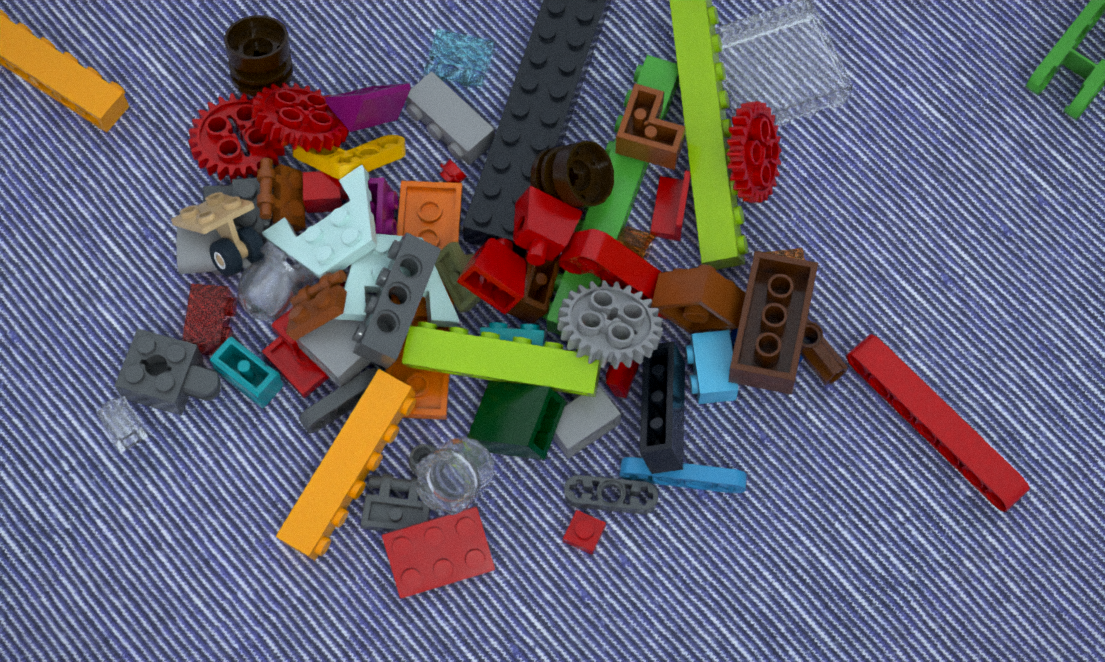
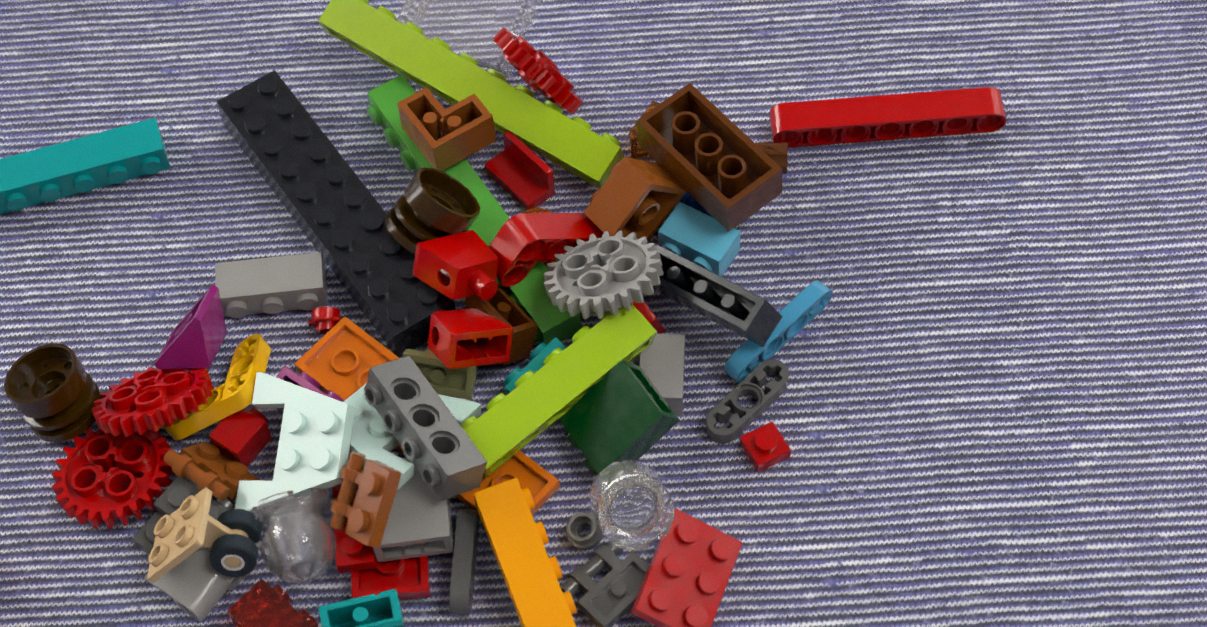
camera: 50 degrees left, 10 degrees down
(460, 51) = (216, 234): clear light blue plate -> none

